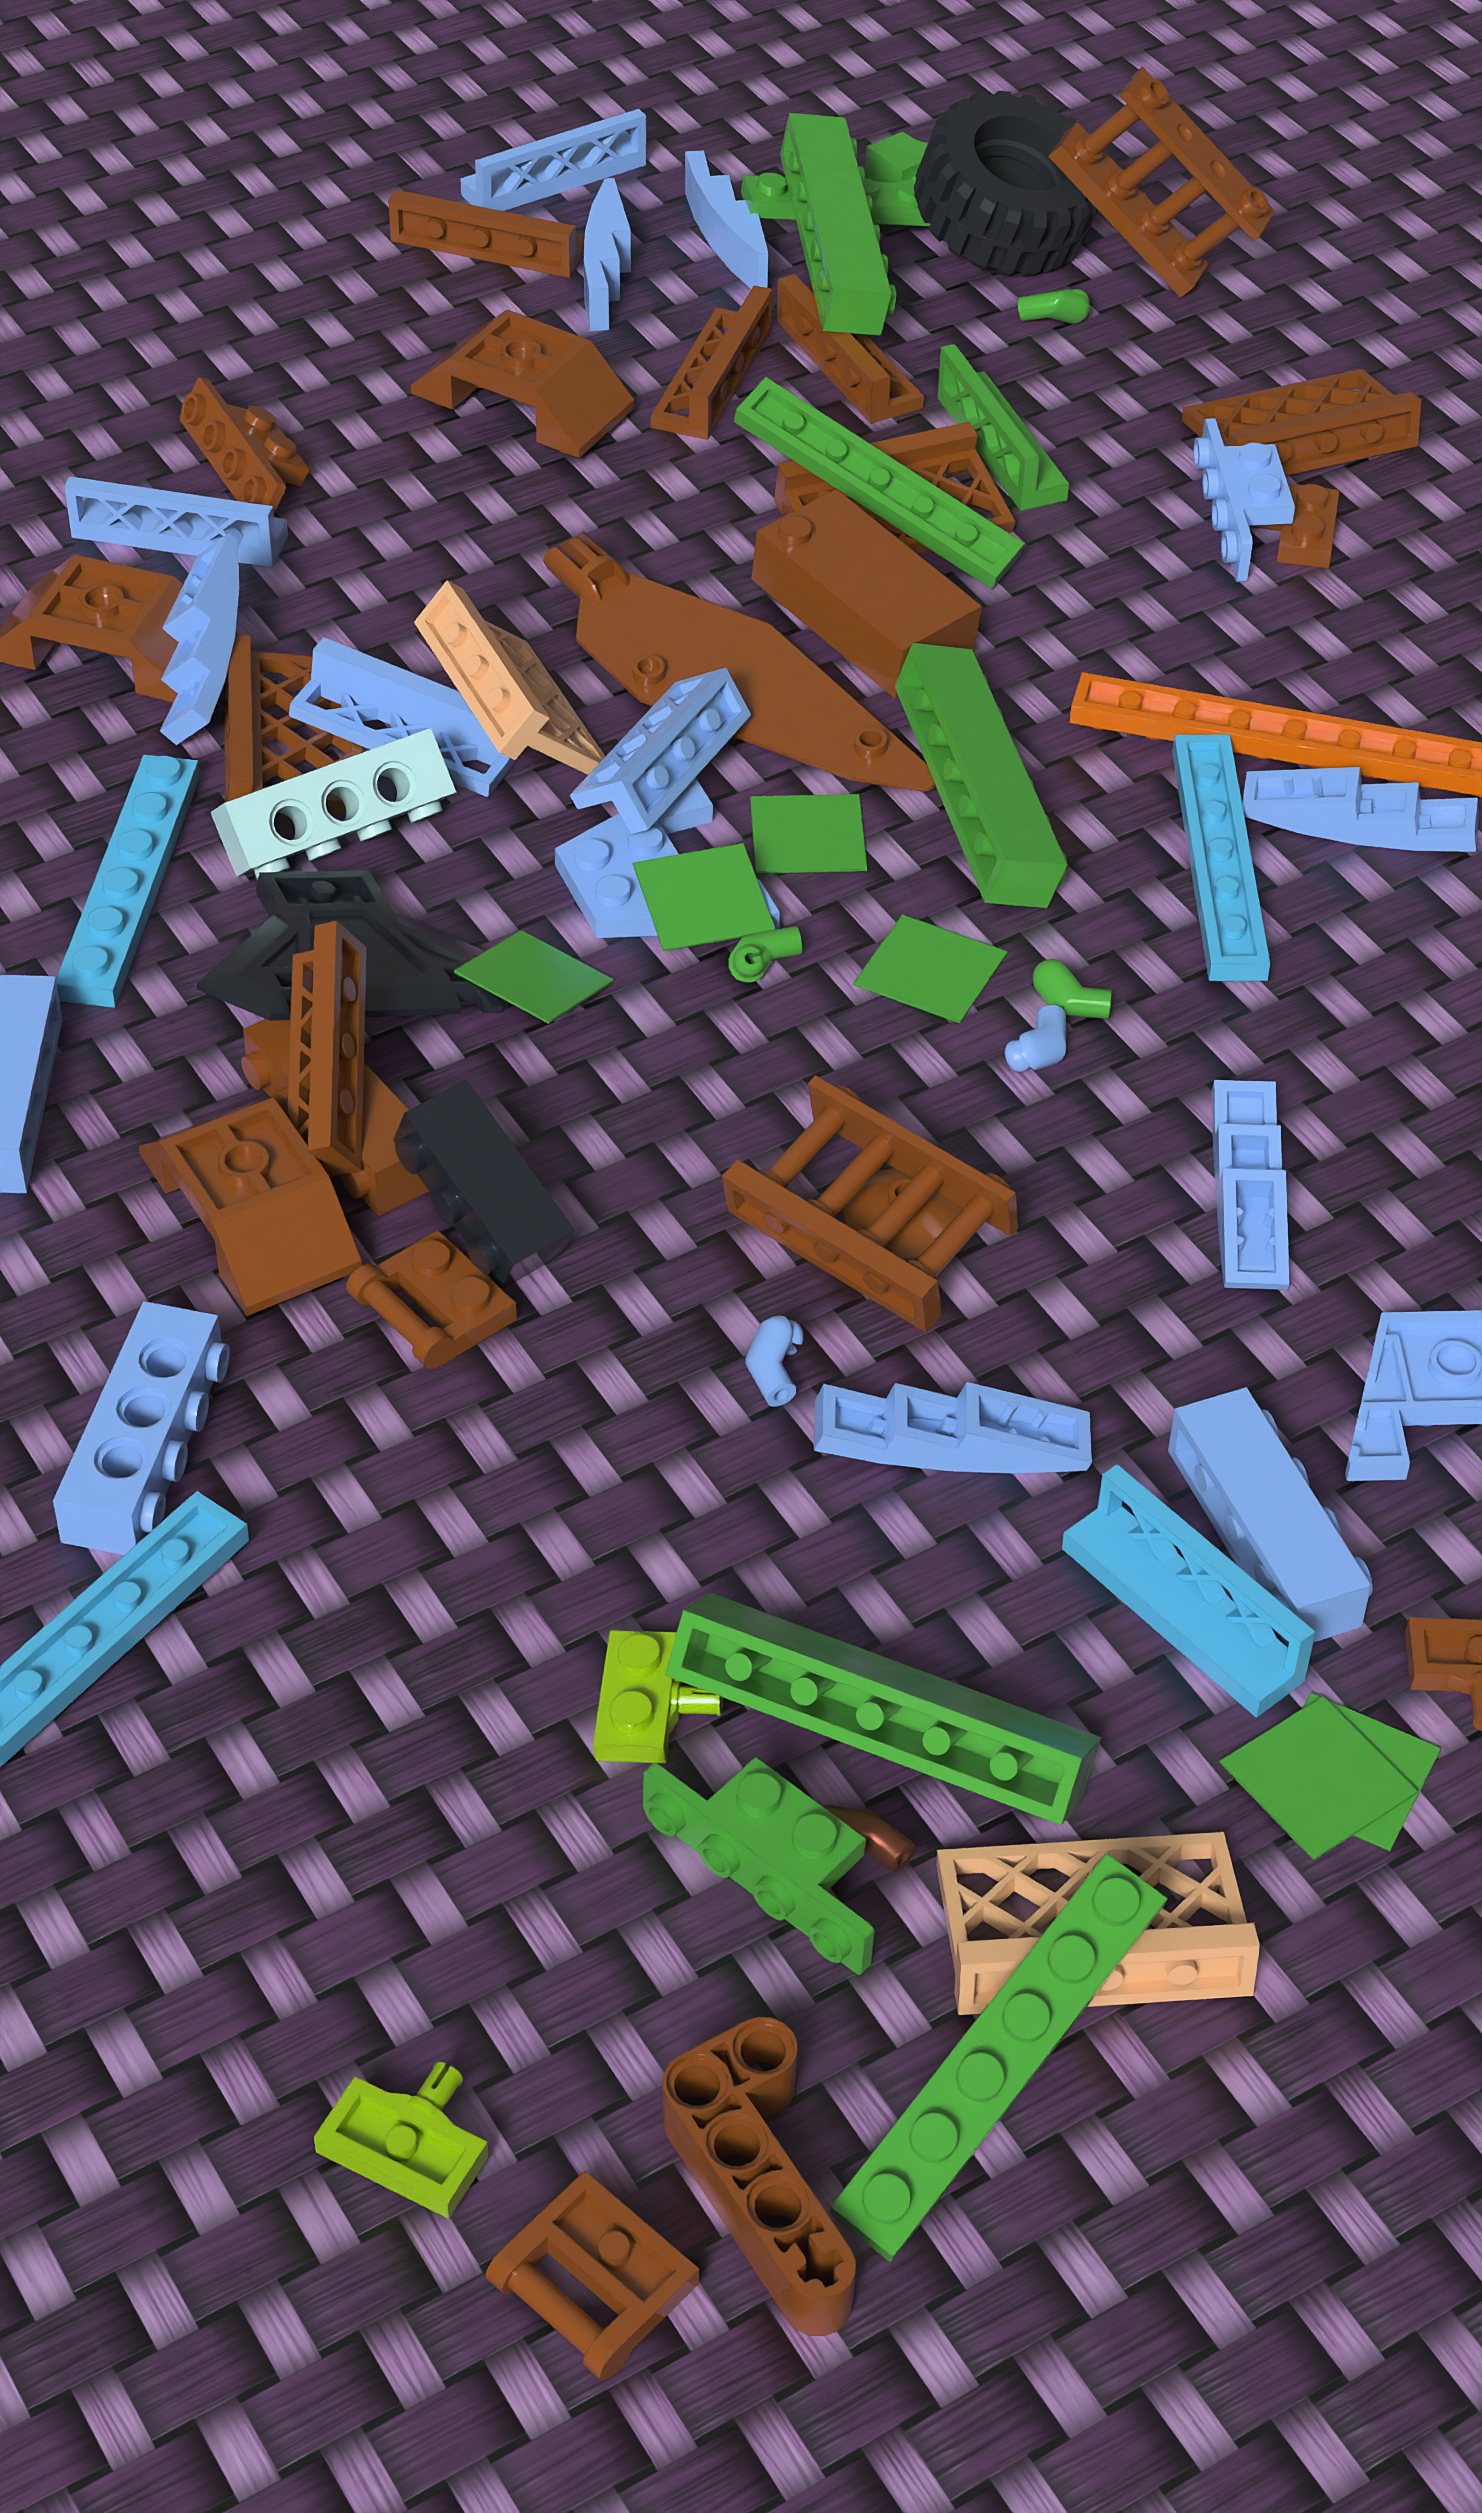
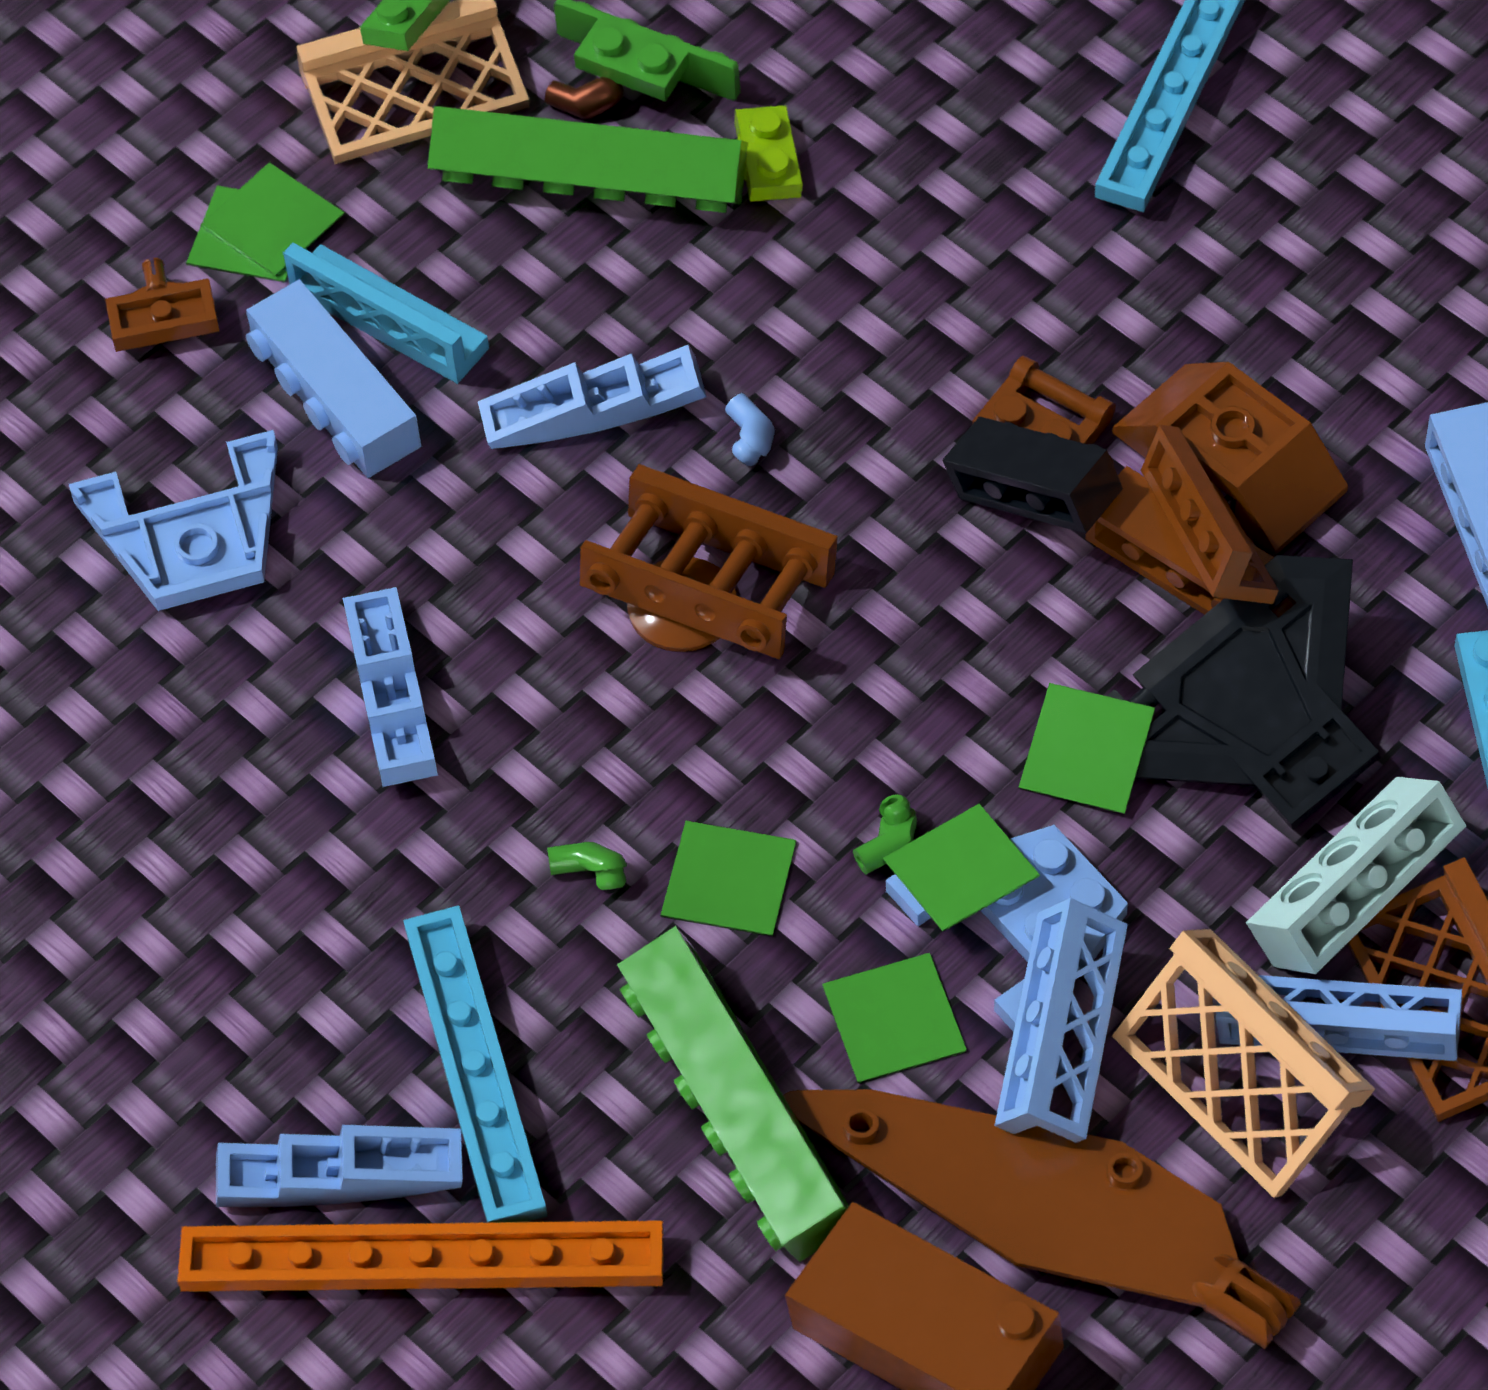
camera: 170 degrees right, 10 degrees up
(141, 1429) = (1212, 243): light blue brick -> none
(1040, 1046) = (605, 782): light blue arm -> none

